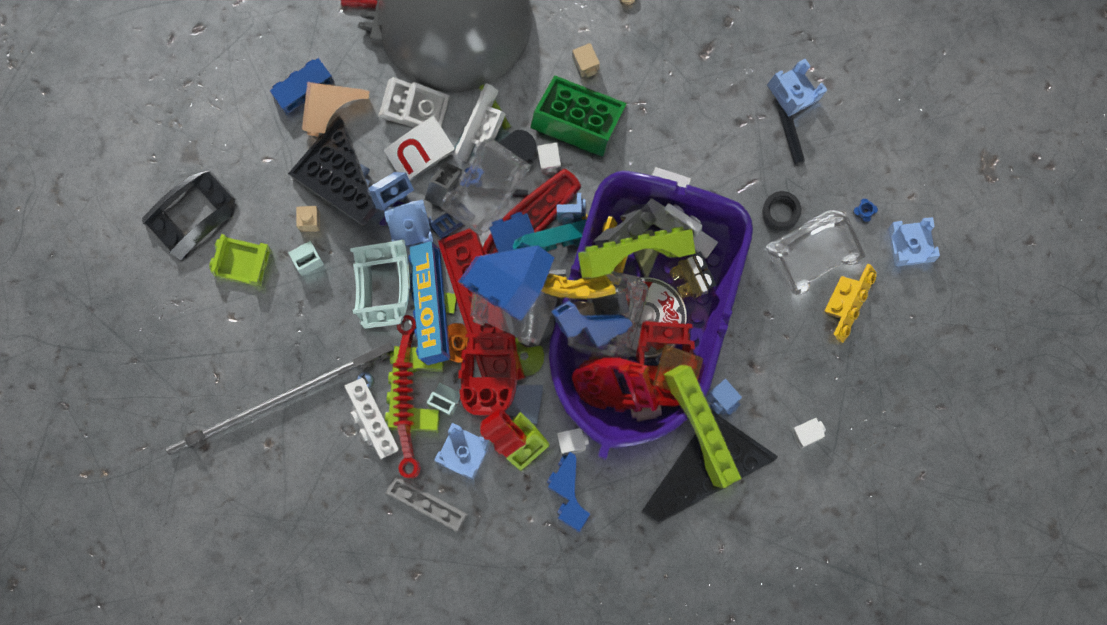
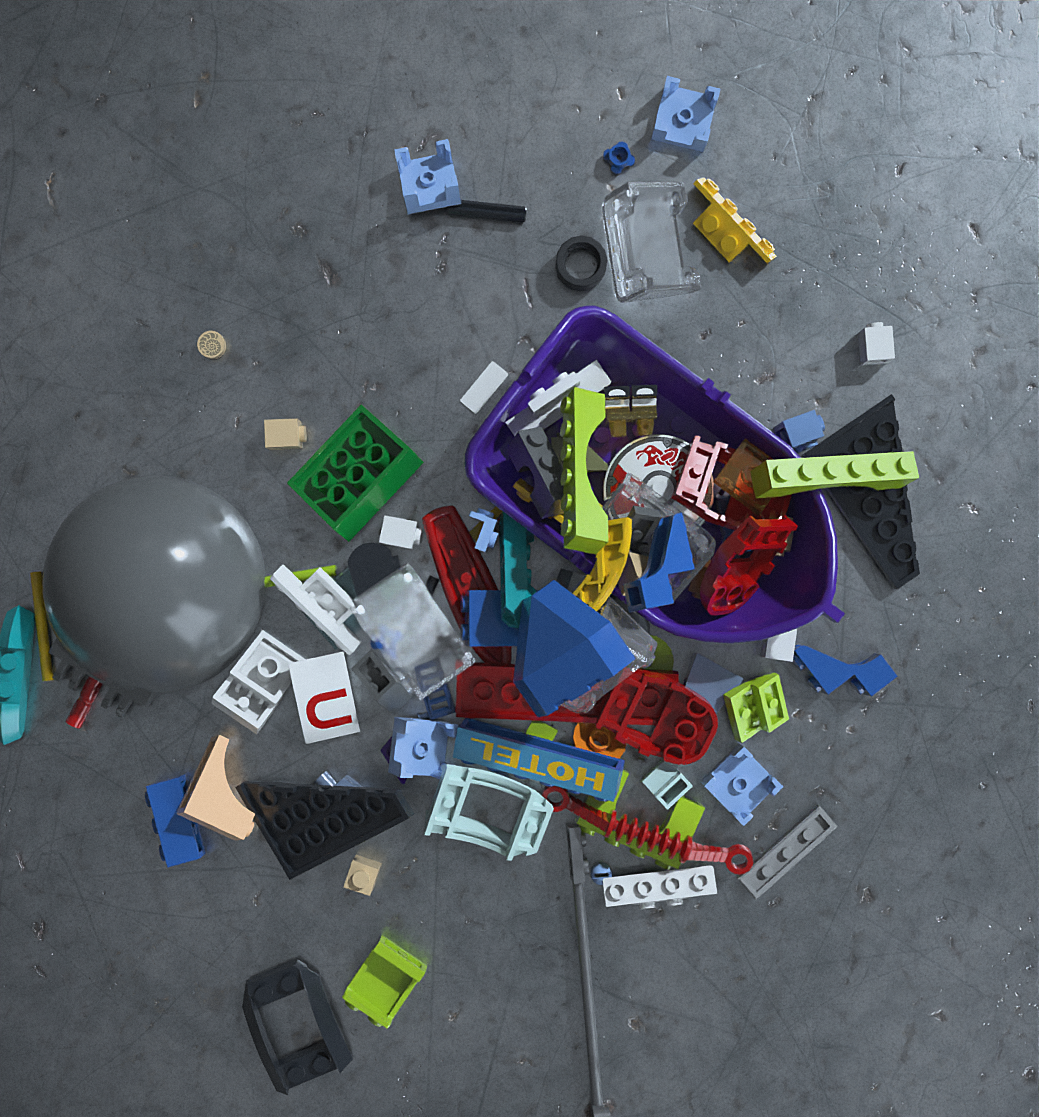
camera: 80 degrees left, 10 degrees up
(306, 258) = (413, 896): light aqua piece -> none
(390, 189) = (366, 757): medium blue brick -> none
(503, 433) = (744, 727): red brick -> none

